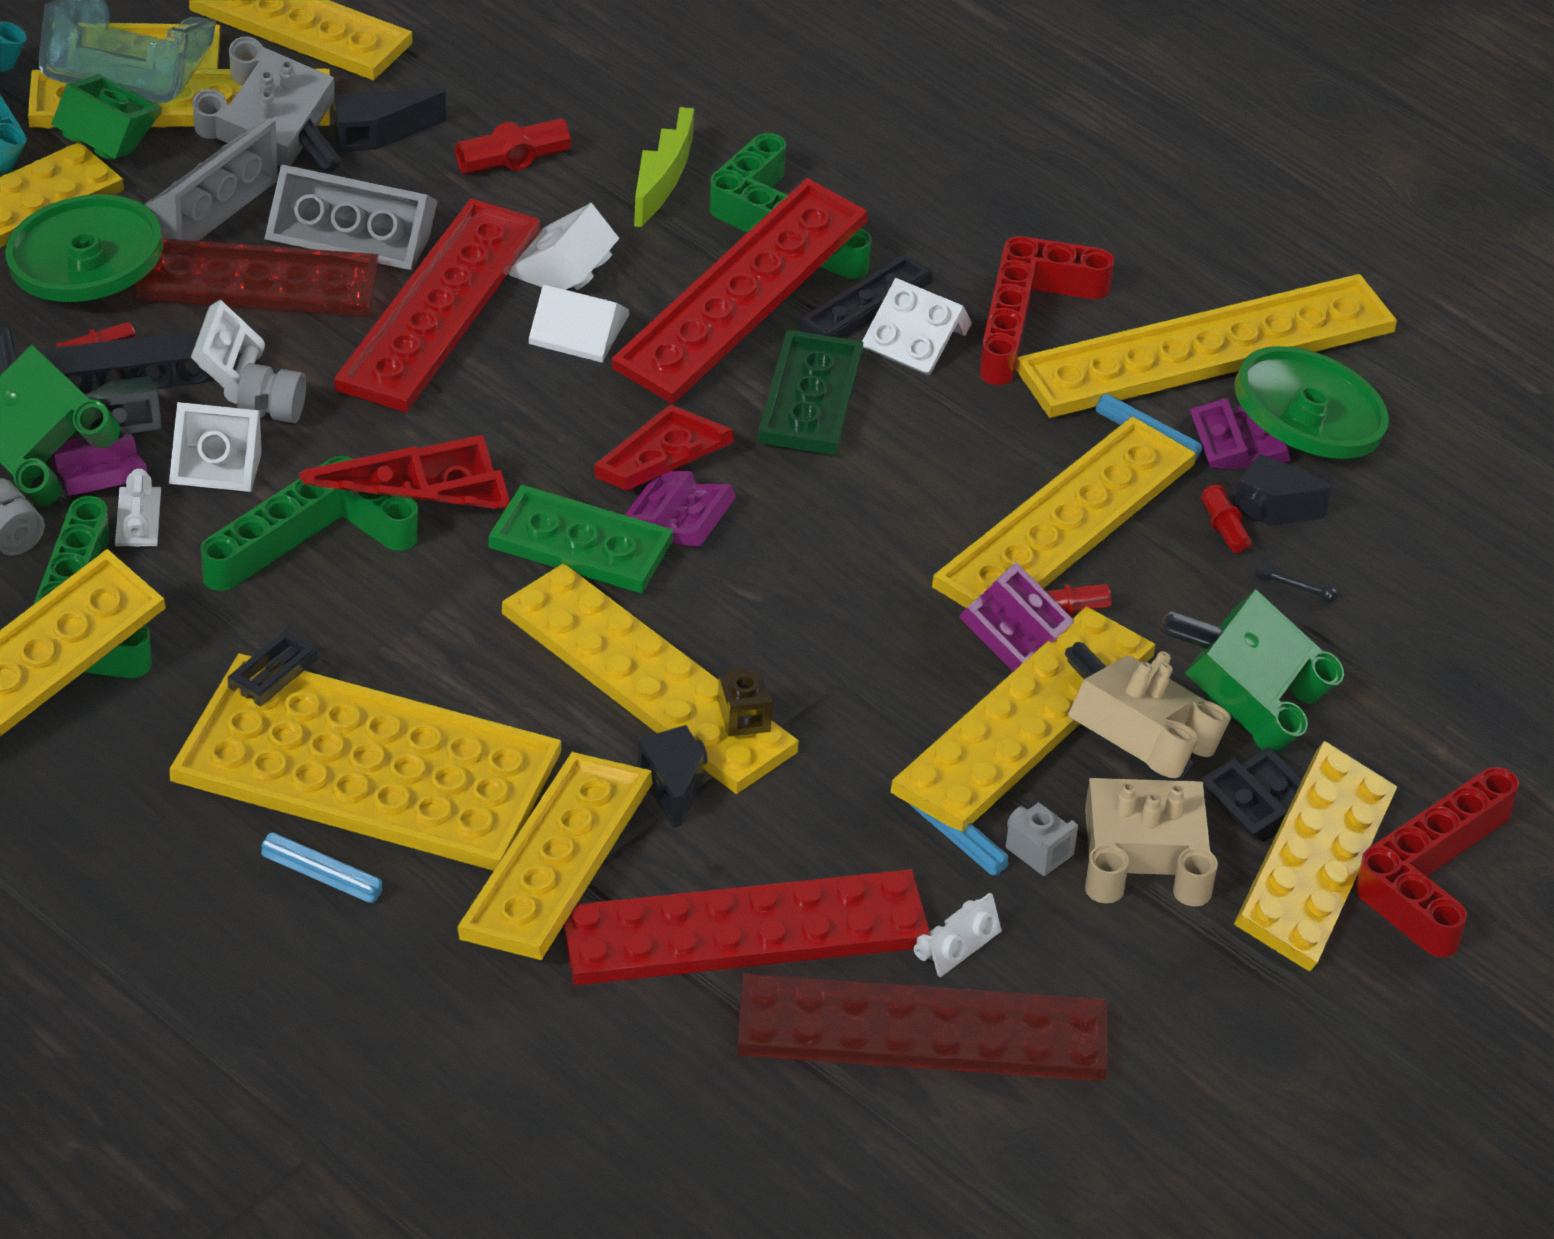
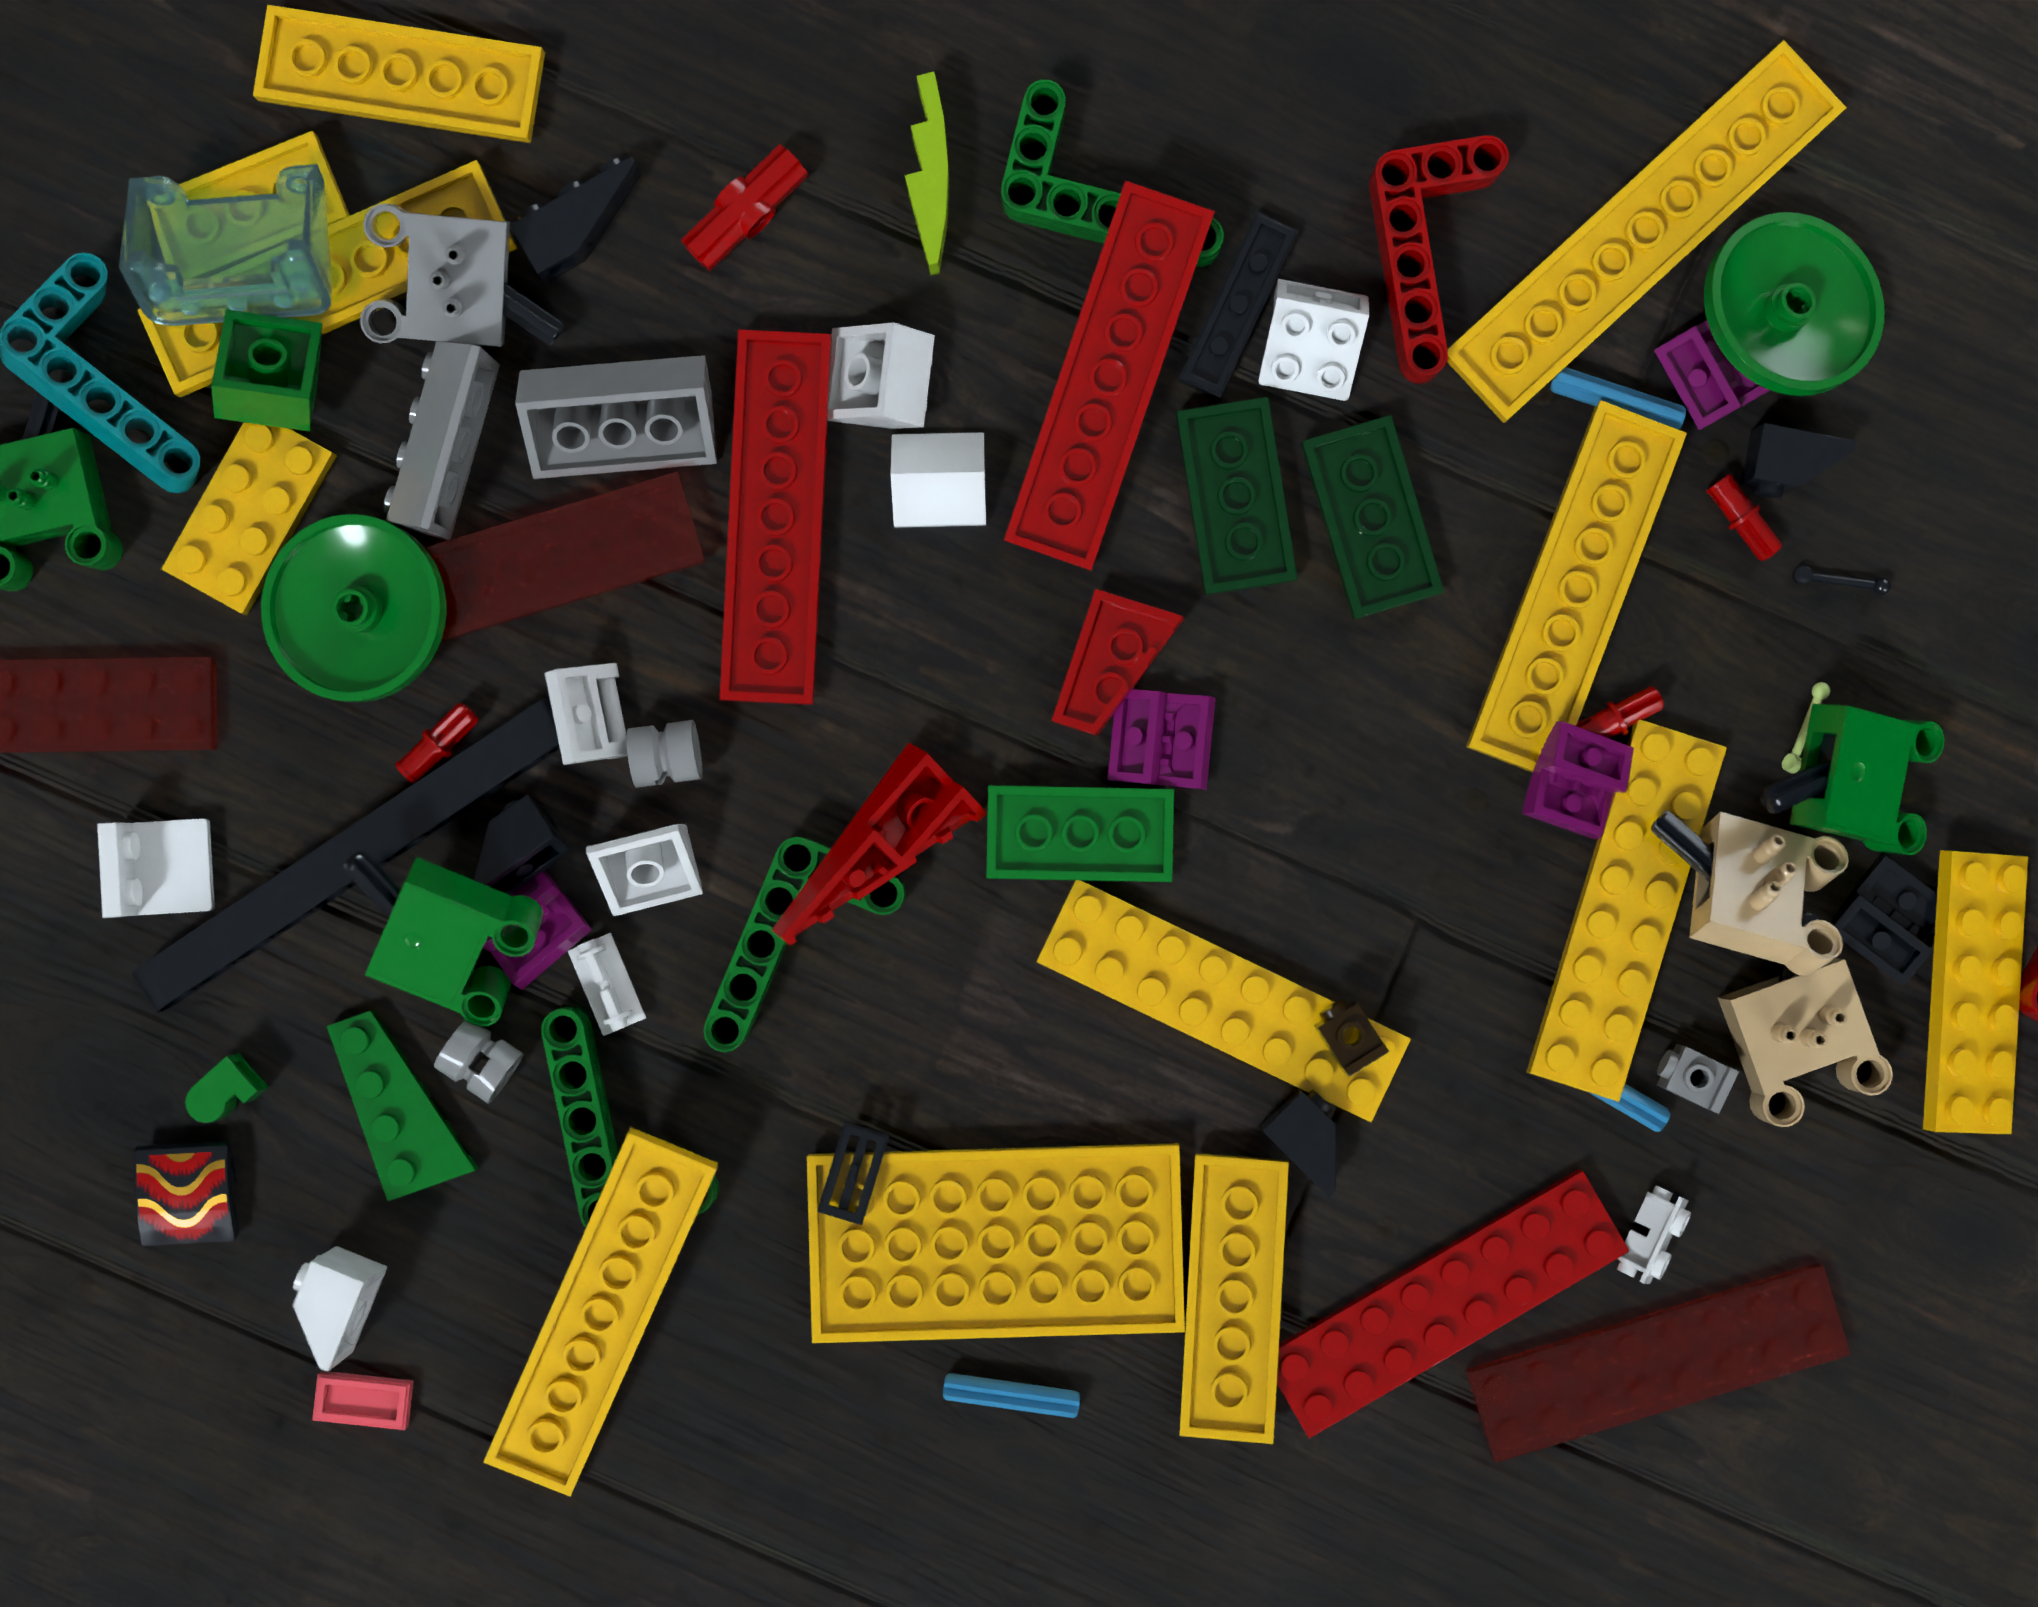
camera: 20 degrees left, 45 degrees up
(915, 434) = (1372, 517): none -> dark green plate

